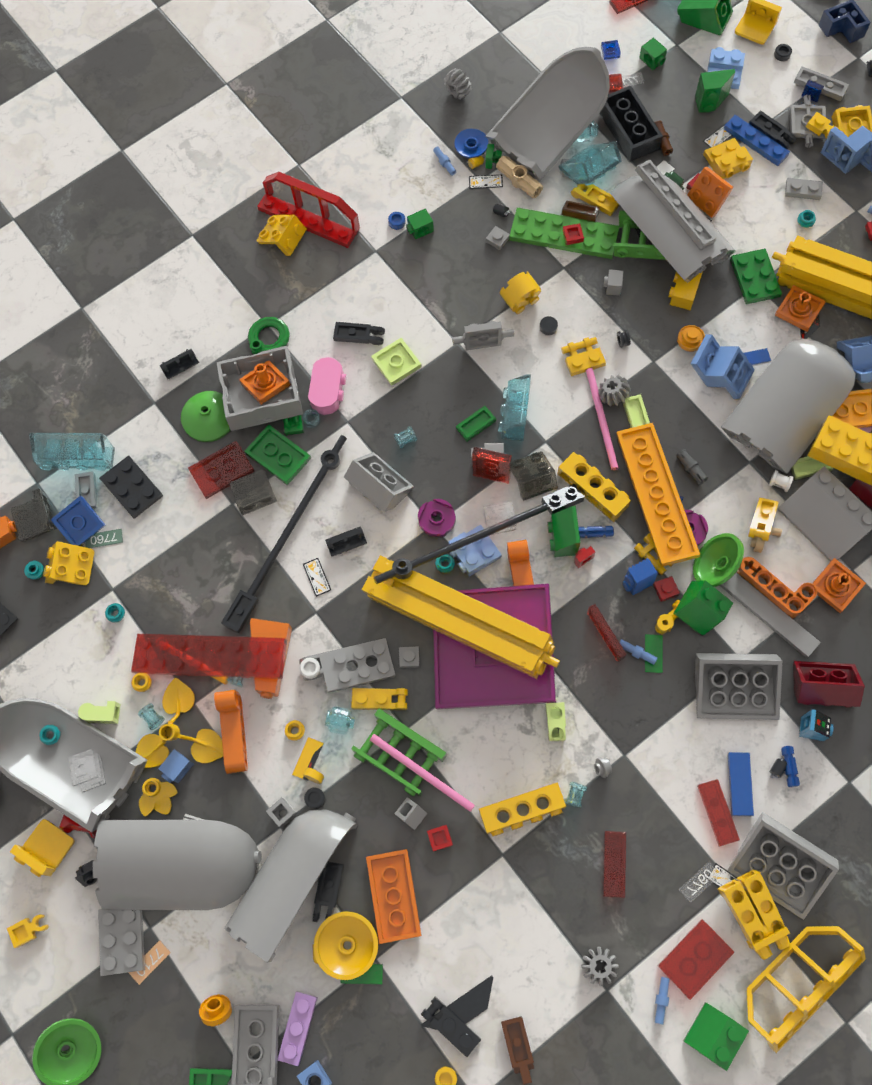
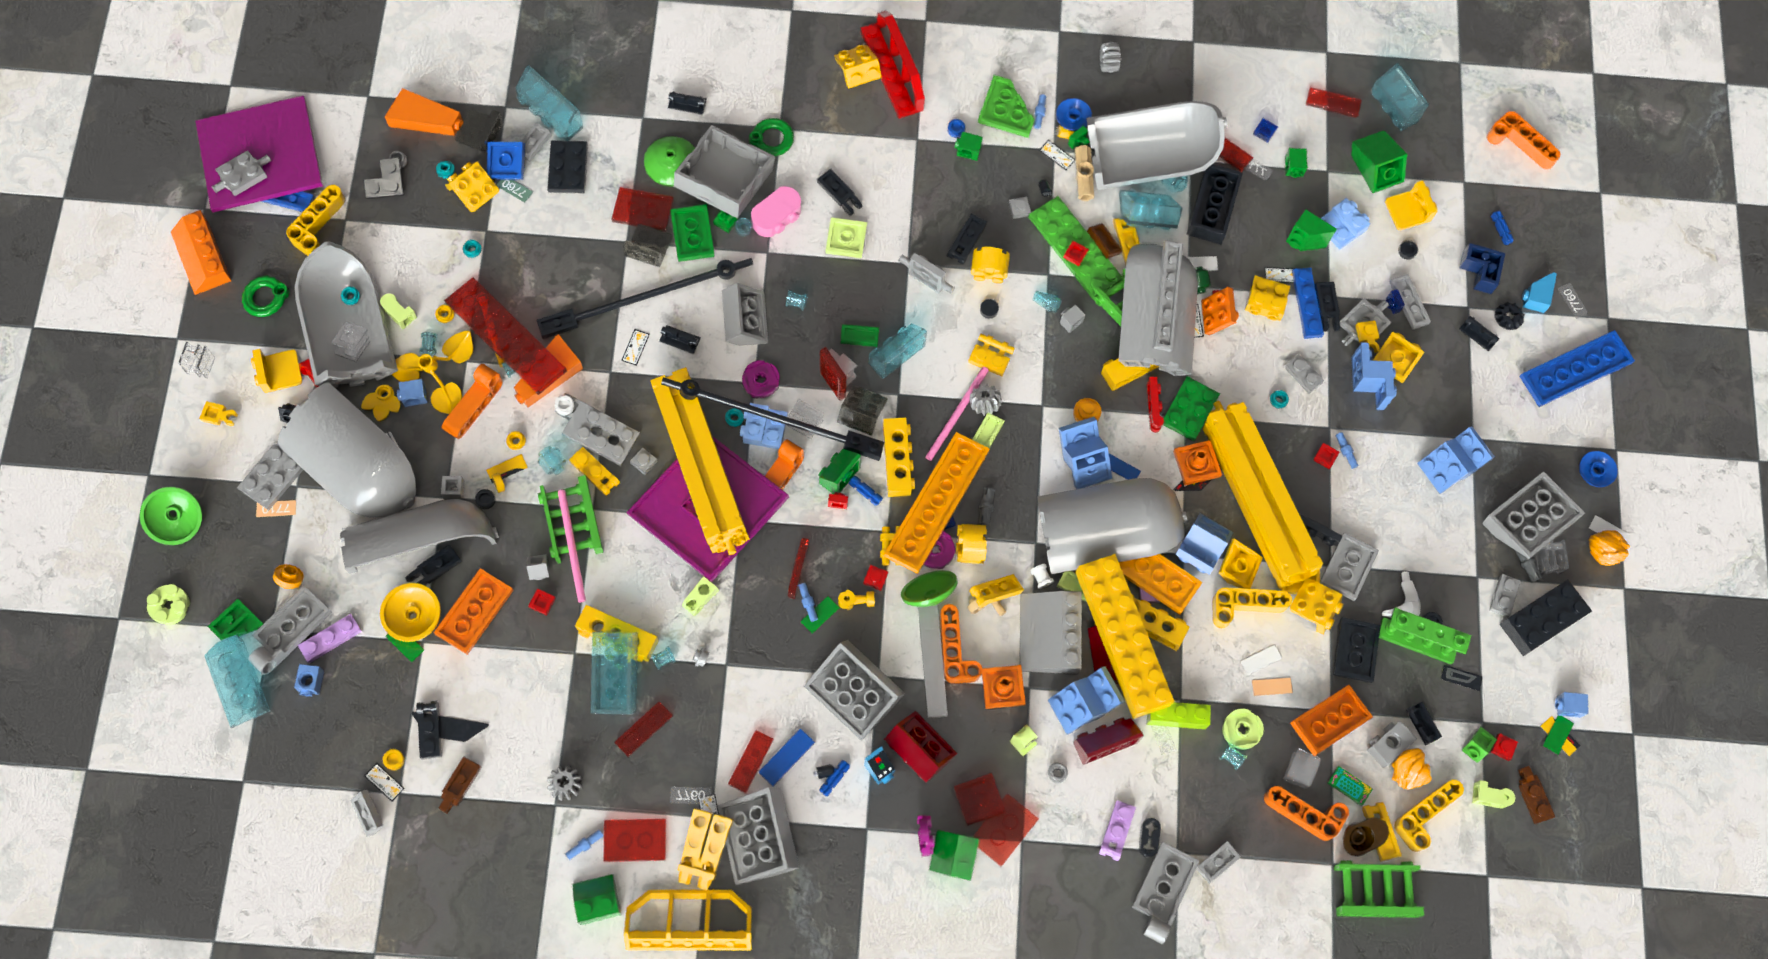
camera: 30 degrees right, 0 degrees up
(264, 382) = (732, 170): orange plate -> none
(419, 178) = (1005, 109): none -> bright green plate
(483, 289) = (967, 238): none -> black plate
(555, 841) = (614, 672): none -> clear light blue brick
(584, 285) = (1048, 301): none -> clear light blue cone
(623, 338) = (1034, 367): black bush -> none
(640, 577) = (859, 549): blue brick -> none
(665, 144) = (1231, 237): reddish brown pin -> none
(702, 607) = (884, 611): green slope -> none
(713, 500) = (971, 543): none -> yellow brick
(730, 293) = (1154, 404): none -> red plate

